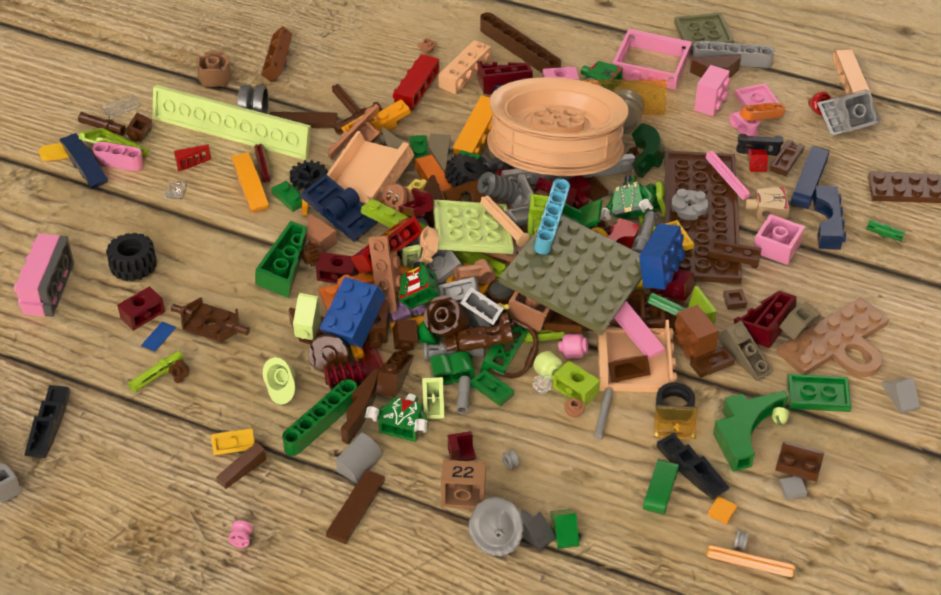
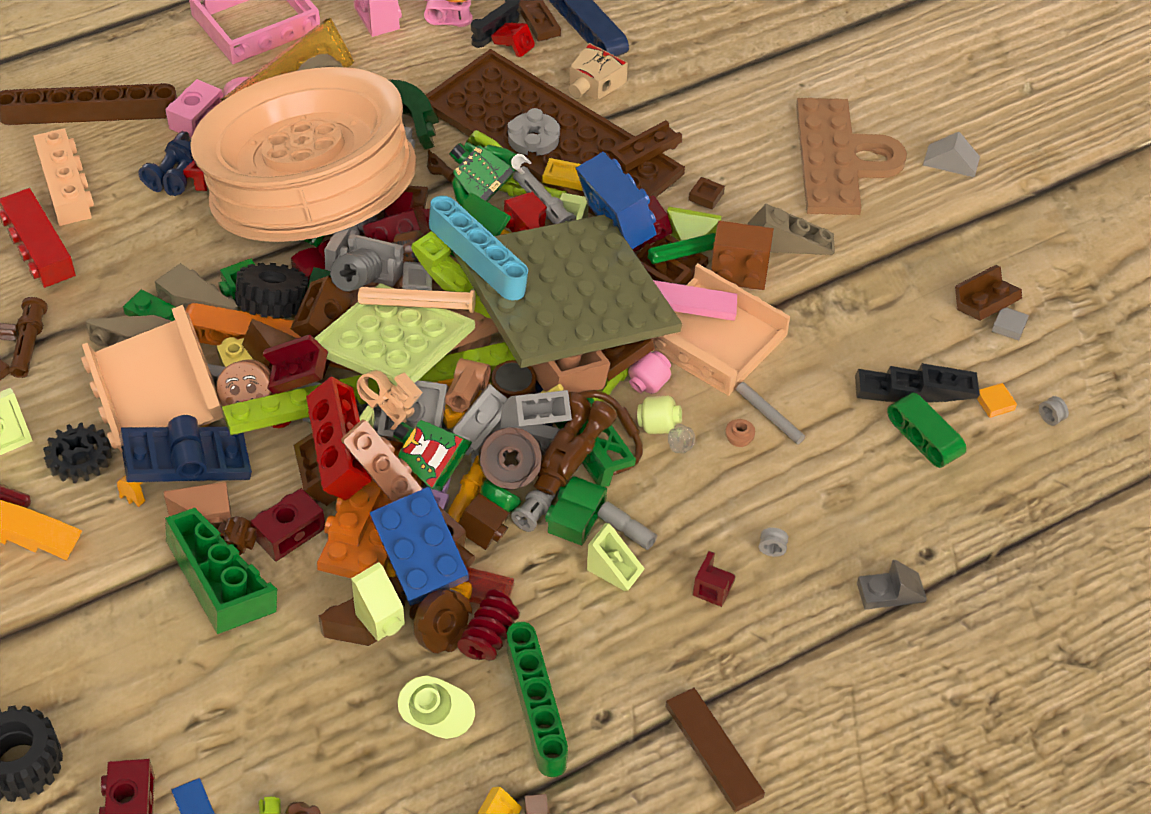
camera: 55 degrees left, 5 degrees up
(197, 315) = (260, 709): reddish brown plate -> none
(288, 195) = (86, 498): green plate -> none
(358, 457) = (640, 698): light grey brick -> none
(361, 399) = (558, 640): reddish brown slope -> none
(368, 132) = (70, 350): nougat bracket -> none
(386, 118) = (61, 322): light orange slope -> none
(393, 374) = (533, 574): reddish brown slope -> none
(400, 418) = (620, 608): green torso -> none
(462, 483) = (787, 609): medium nougat brick -> none
(476, 130) = (198, 229): light orange wedge -> none
(492, 387) = (643, 490): green plate -> none
(494, 164) = (278, 254): flat silver bracket -> none
(495, 74) = (121, 158): dark red wedge -> none
(496, 526) = (874, 616): light grey piece -> none
(565, 528) = (915, 550): green slope -> none
(576, 382) = (710, 406): lime brick -> none
(602, 70) = (230, 64): green torso -> none
(629, 368) = (728, 342): reddish brown slope -> none
(675, 389) = (810, 354): black tyre -> none
(675, 420) = (843, 359): clear yellow panel -> none
(712, 362) = (781, 271): reddish brown plate -> none
(728, 175) = (521, 74): bright pink axle -> none
(741, 420) = (898, 312): green arch -> none
(750, 560) = (1082, 422): light orange axle -> none
(765, 319) = (771, 180): dark red wedge -> none
(779, 239) = (659, 98): bright pink brick -> none
(780, 415) = (905, 266): yellowish green hinge -> none
(799, 319) = (798, 160): dark tan slope -> none
(818, 392) = (896, 218): green tile -> none
(830, 232) = (643, 31): arch -> none
(885, 230) = (721, 17): green pin -> none

